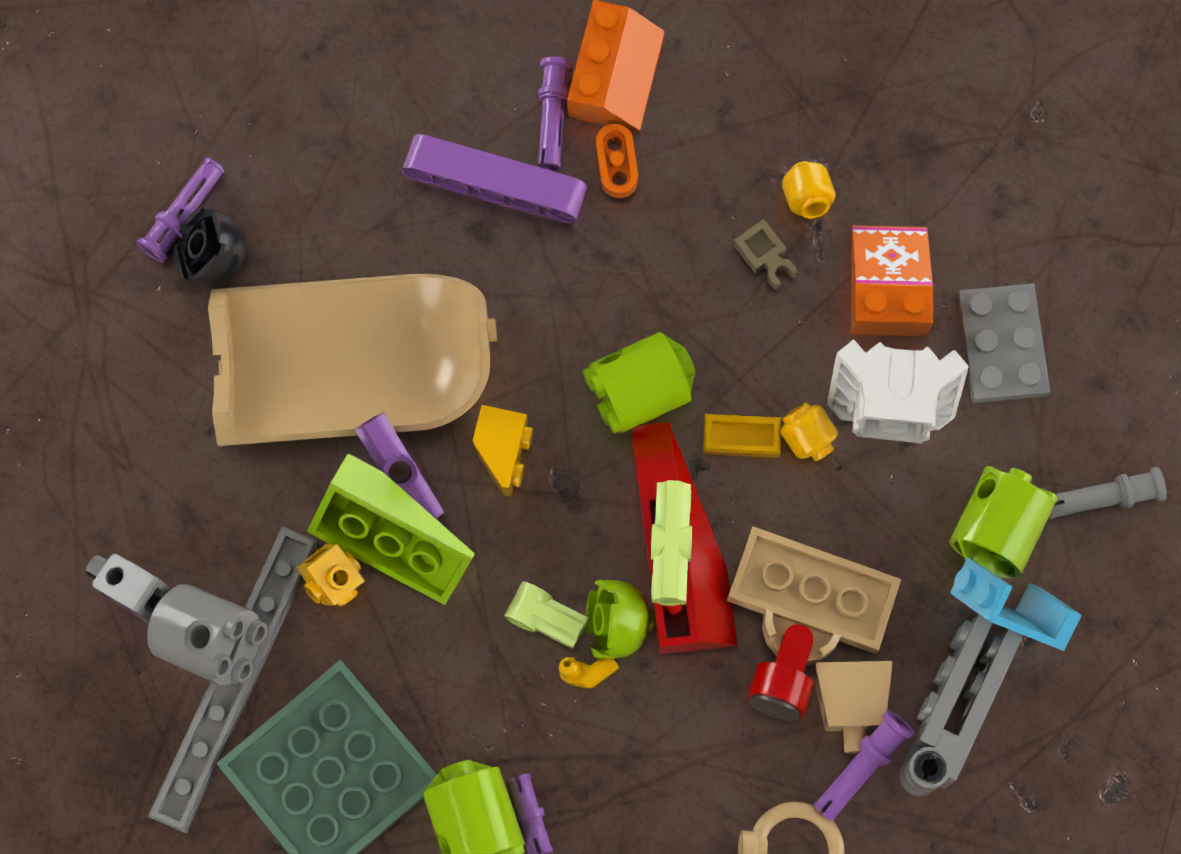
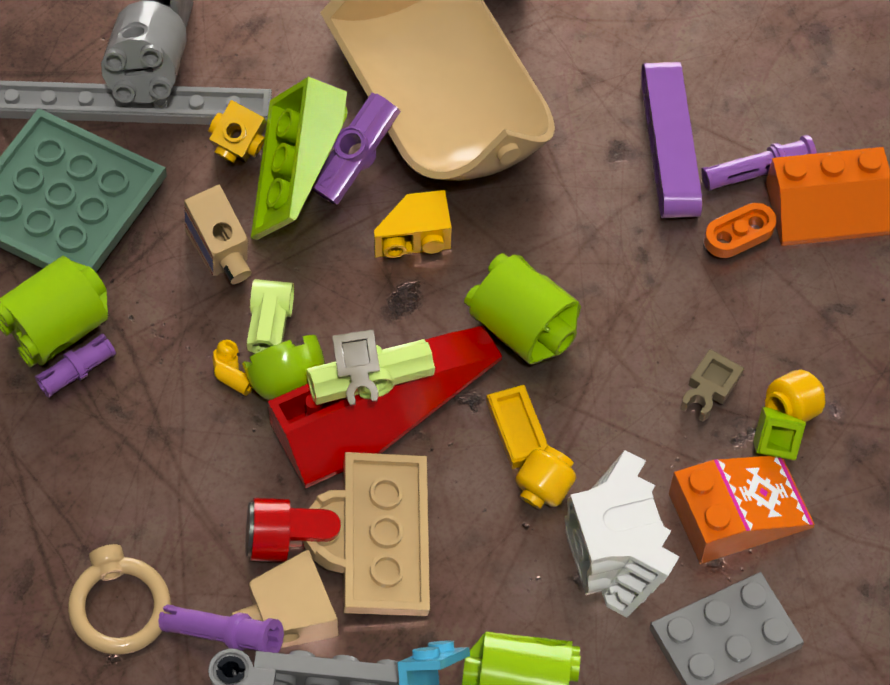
camera: 65 degrees right, 15 degrees down
(431, 638) = (217, 234): none -> tan torso
(673, 550) = (357, 357): none -> plate
(838, 220) = (778, 434): none -> lime slope

